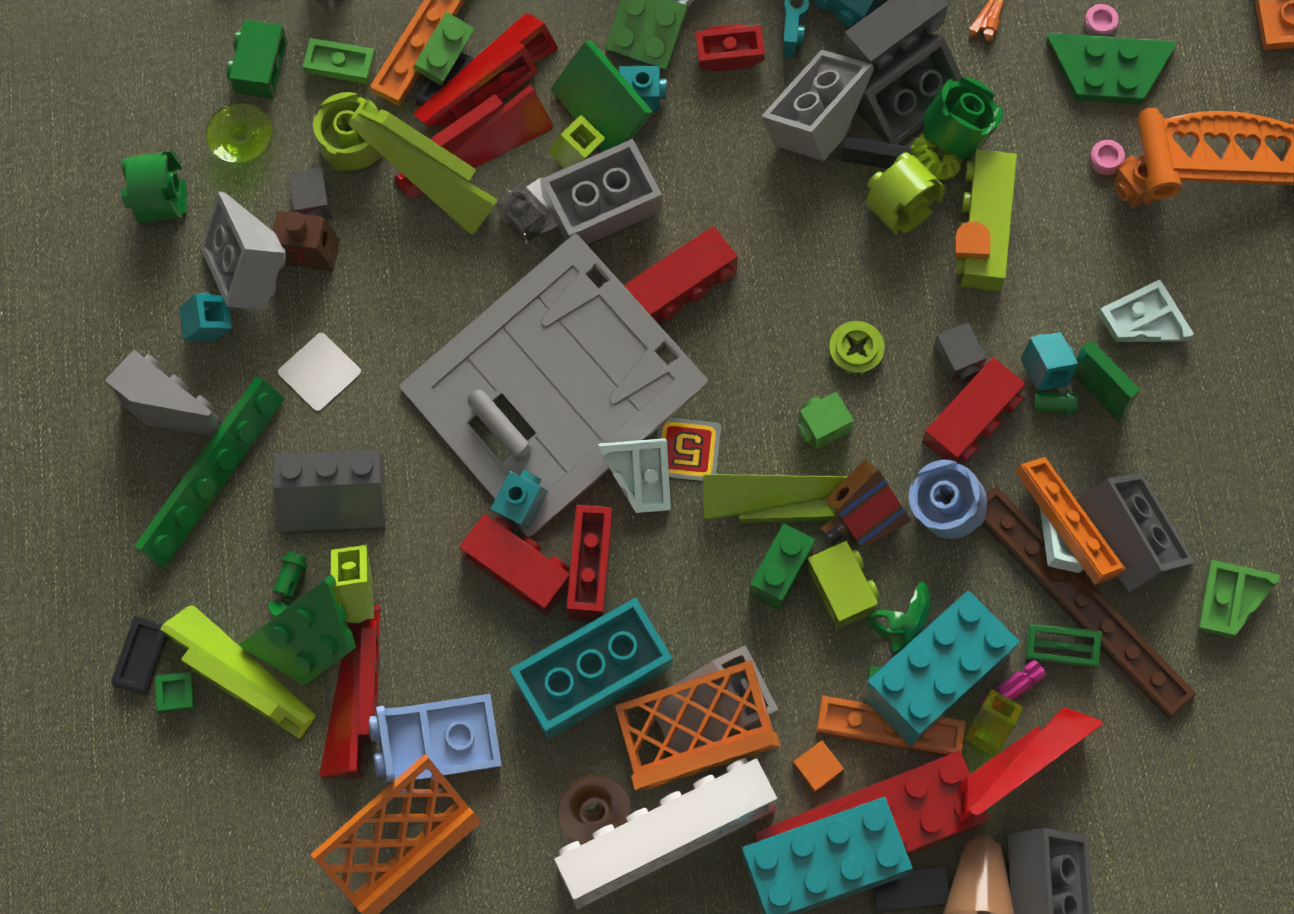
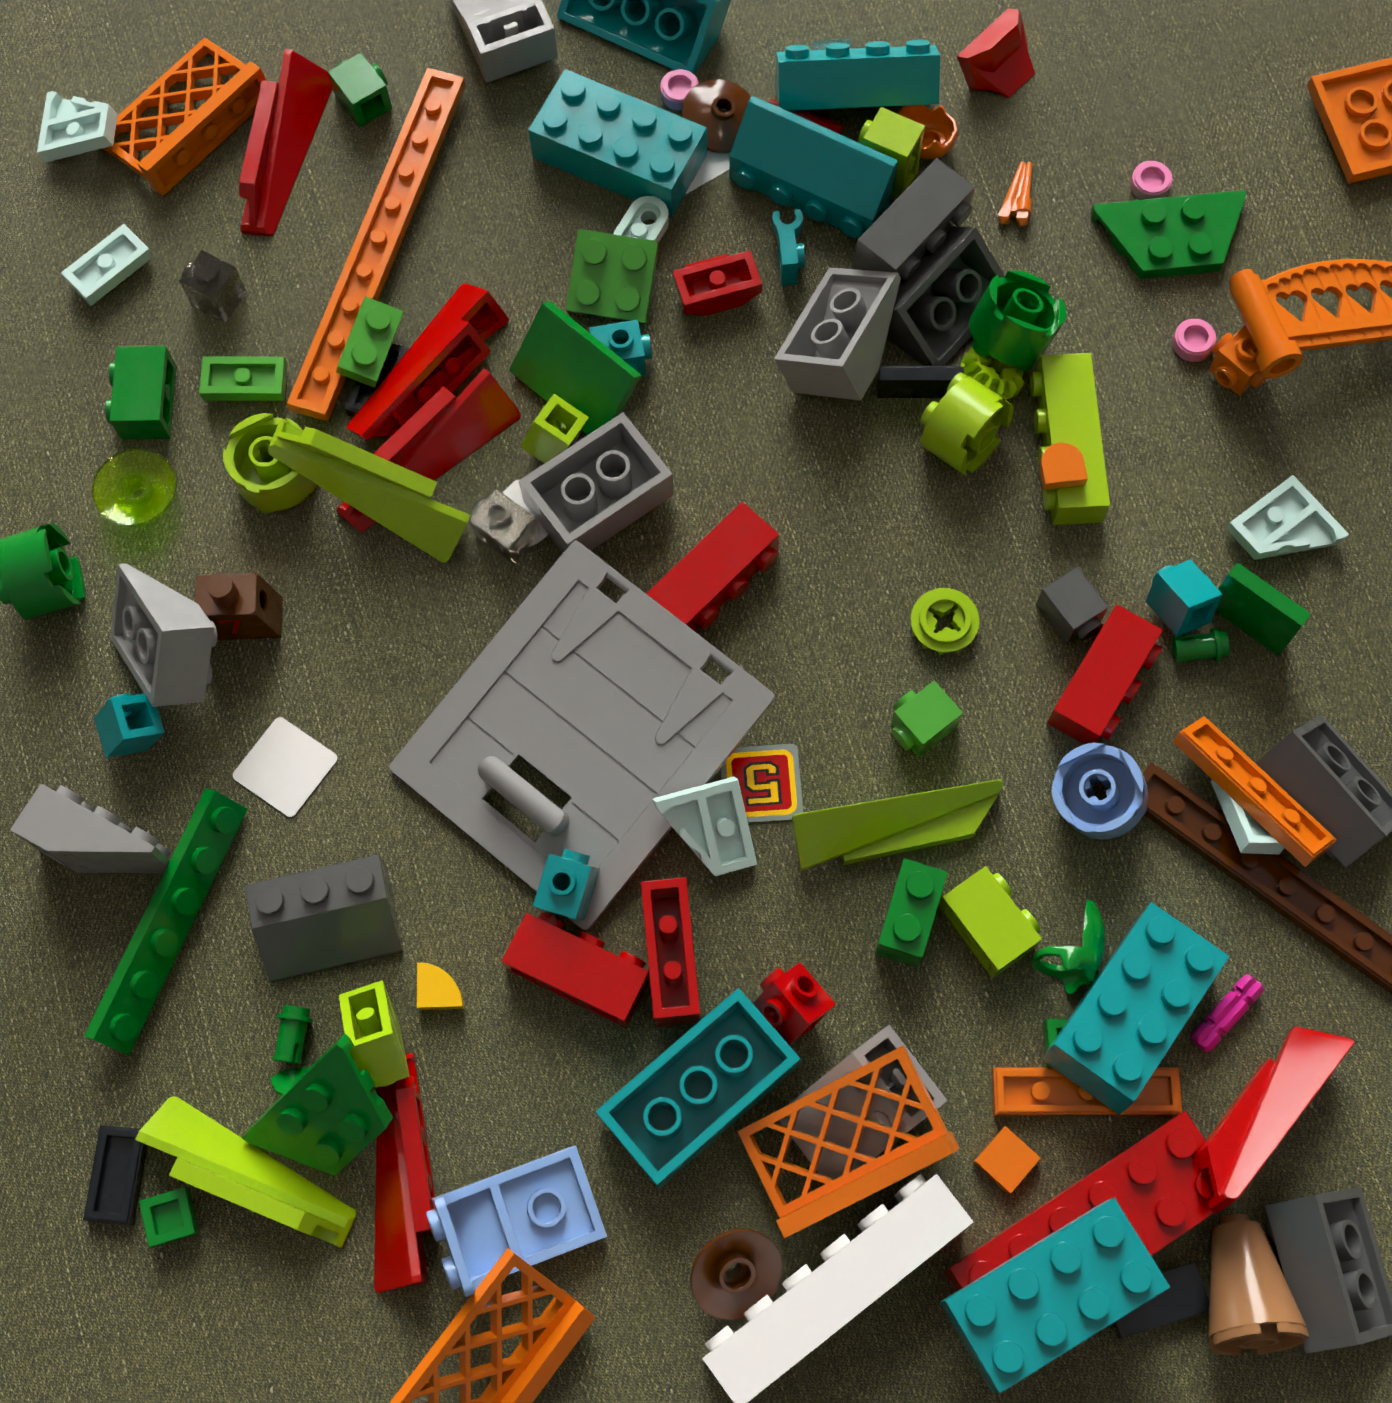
camera: 10 degrees left, 0 degrees up
(310, 193) = (235, 546): dark grey brick -> none
(406, 561) = (436, 989): none -> yellow tile
(677, 618) = (793, 1002): none -> red brick
(863, 508) = (998, 820): torso -> none
(993, 723) = (1216, 1065): clear neon green brick -> none
(1066, 660) = (1238, 950): green tile -> none

